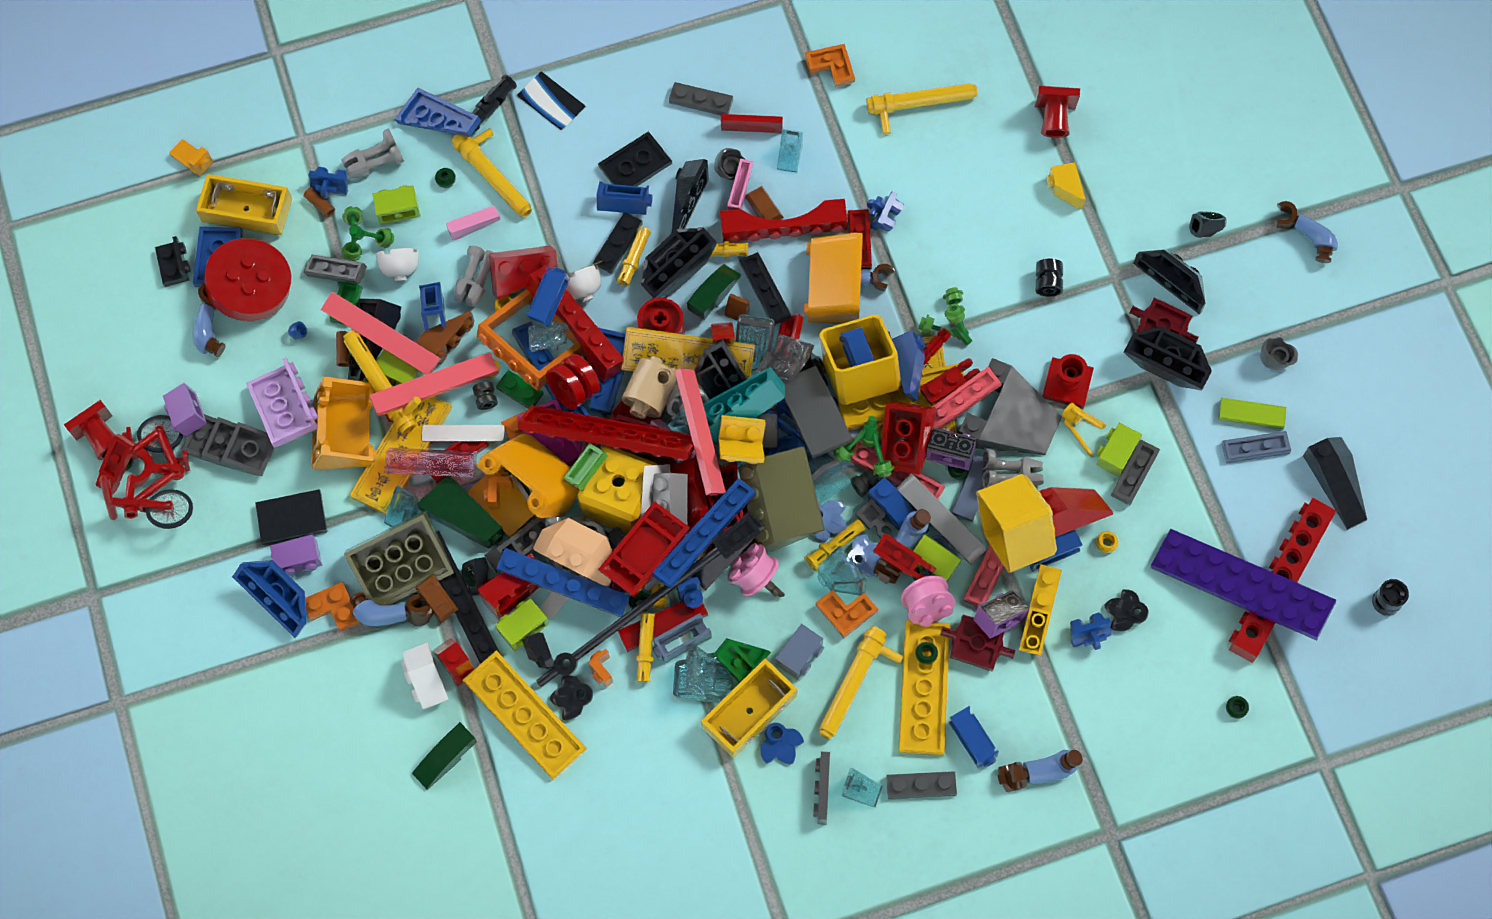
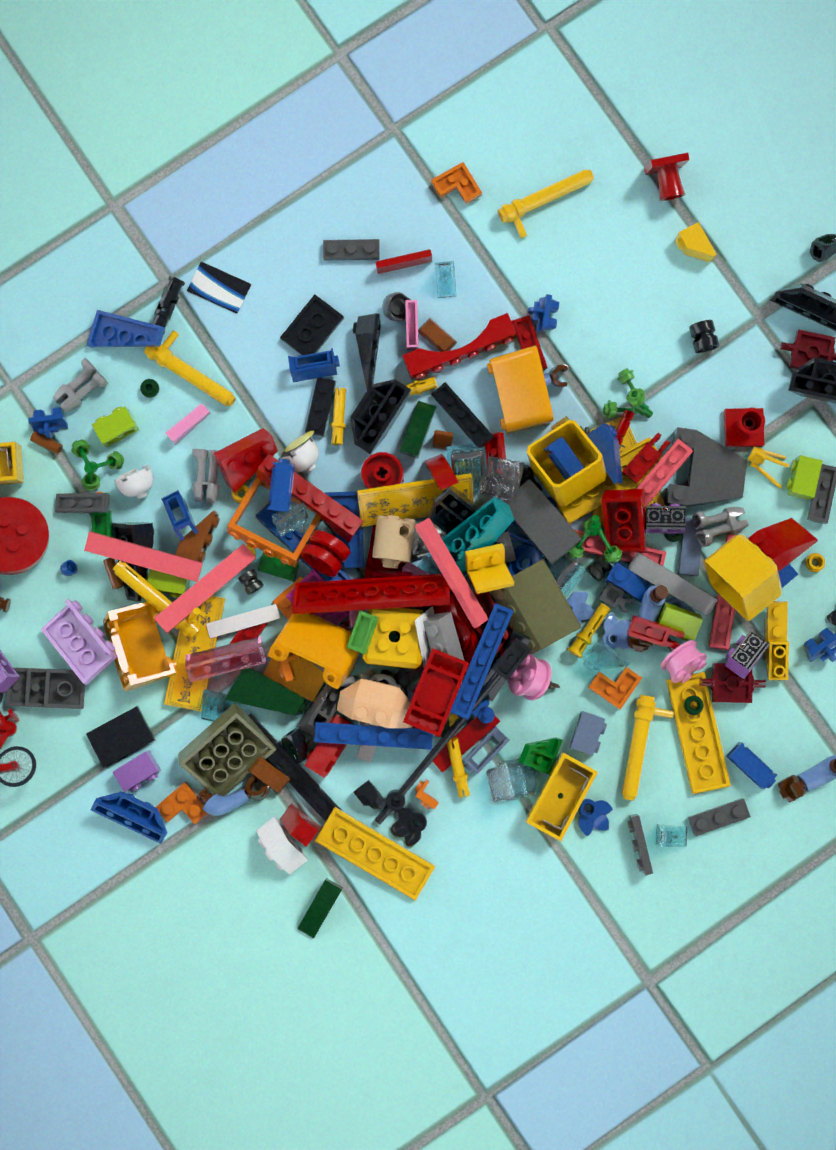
camera: 10 degrees left, 15 degrees up
(521, 623) = (348, 776): lime brick -> none

